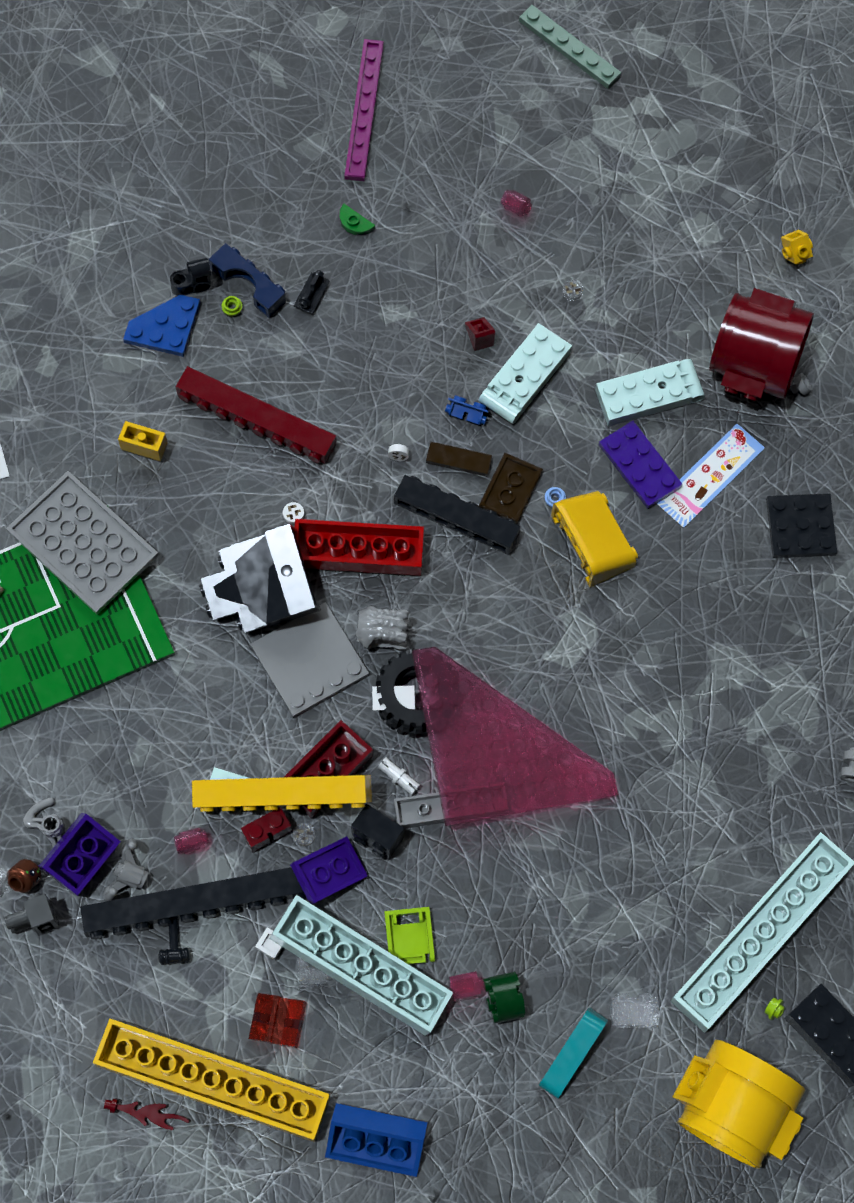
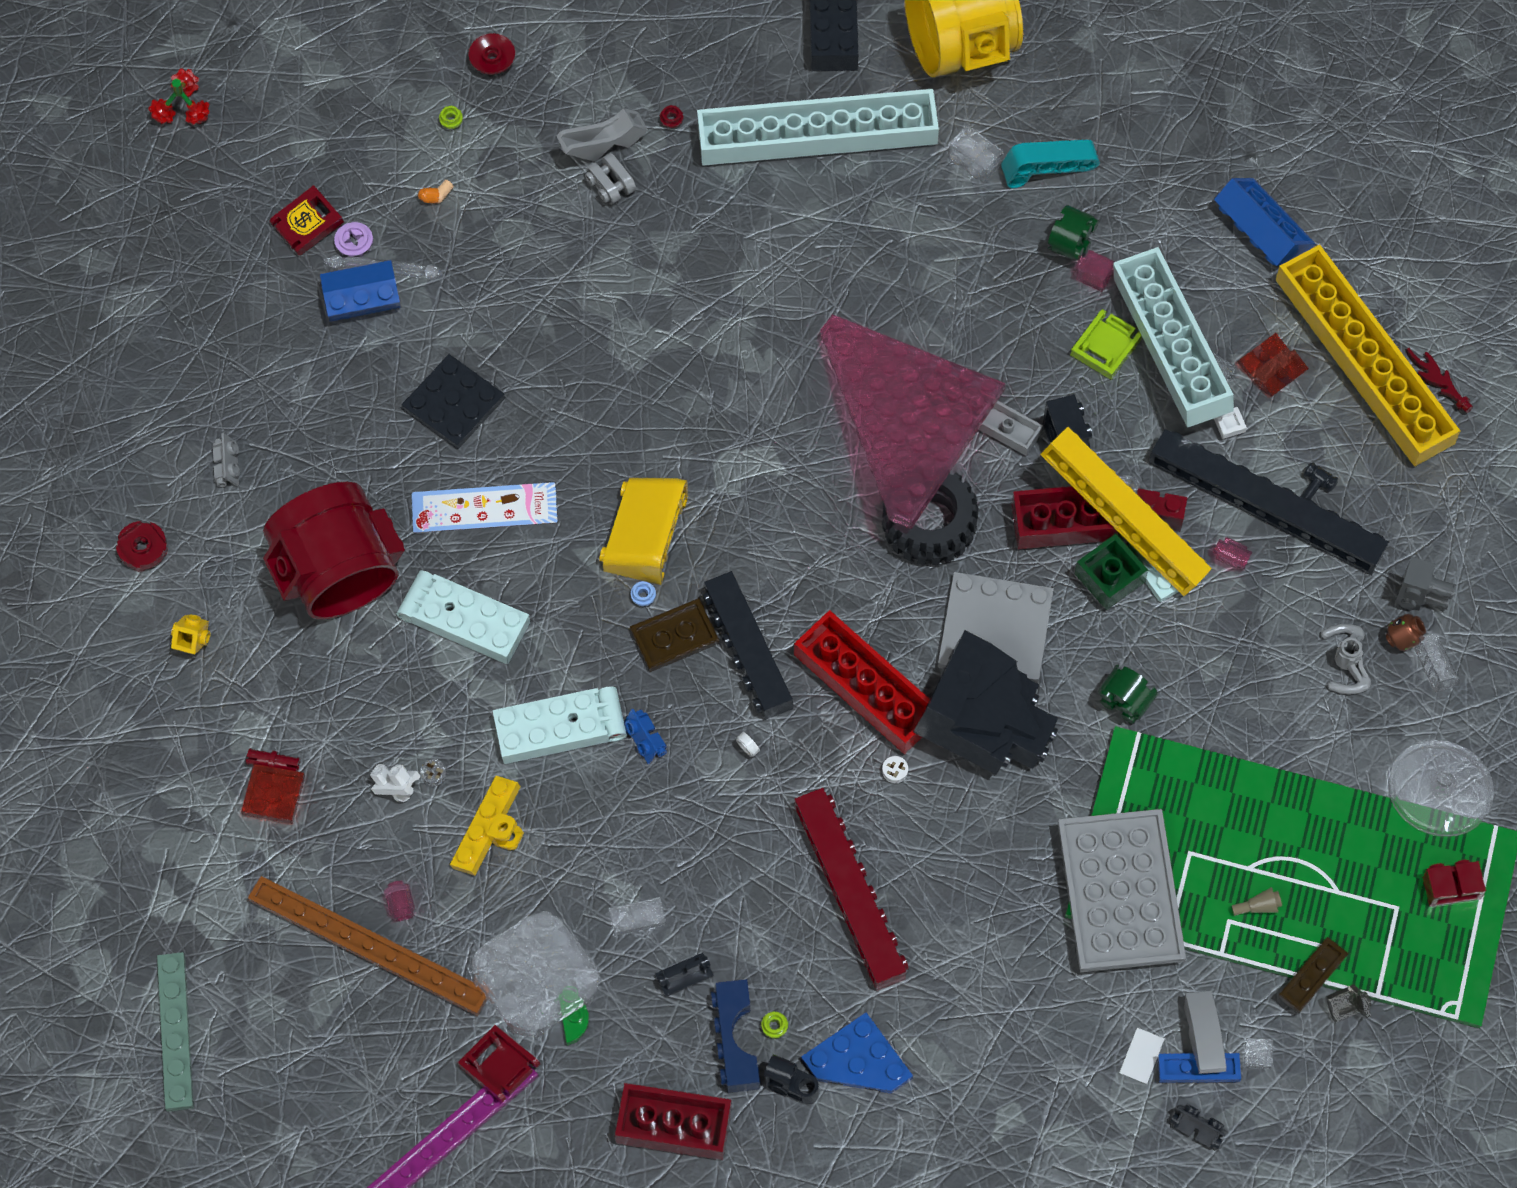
camera: 135 degrees left, 5 degrees down
(79, 853) = (1343, 607): dark purple brick -> none
(126, 873) = (1312, 568): light grey piece -> none
(142, 441) = (982, 944): yellow brick -> none
(181, 673) = (1127, 693): none -> dark green brick
(240, 203) = (673, 1121): none -> dark red brick
(261, 752) = (1111, 571): none -> dark green brick
(328, 870) = (1134, 432): dark purple plate -> none
(365, 160) = (503, 1068): none -> dark red container
(369, 301) = (637, 916): none -> clear plate
(382, 628) = (910, 591): light grey piece -> none
(395, 219) = (535, 974): none -> clear plate
(399, 776) = (1003, 469): white pin -> none
(404, 695) = (947, 509): white sticker -> none
(459, 459) = (696, 698): dark brown tile -> none
(480, 333) = (562, 797): dark red slope -> none
(507, 283) = (489, 826): none -> yellow plate
(508, 167) = (368, 945): none -> dark orange plate
(587, 259) = (394, 781): none -> white hips
(640, 464) = (538, 562): dark purple plate -> none
(651, 203) = (273, 794): none -> clear red plate
(671, 221) = (272, 760): none -> dark red pin
(775, 1009) = (861, 75): lime plate -> none

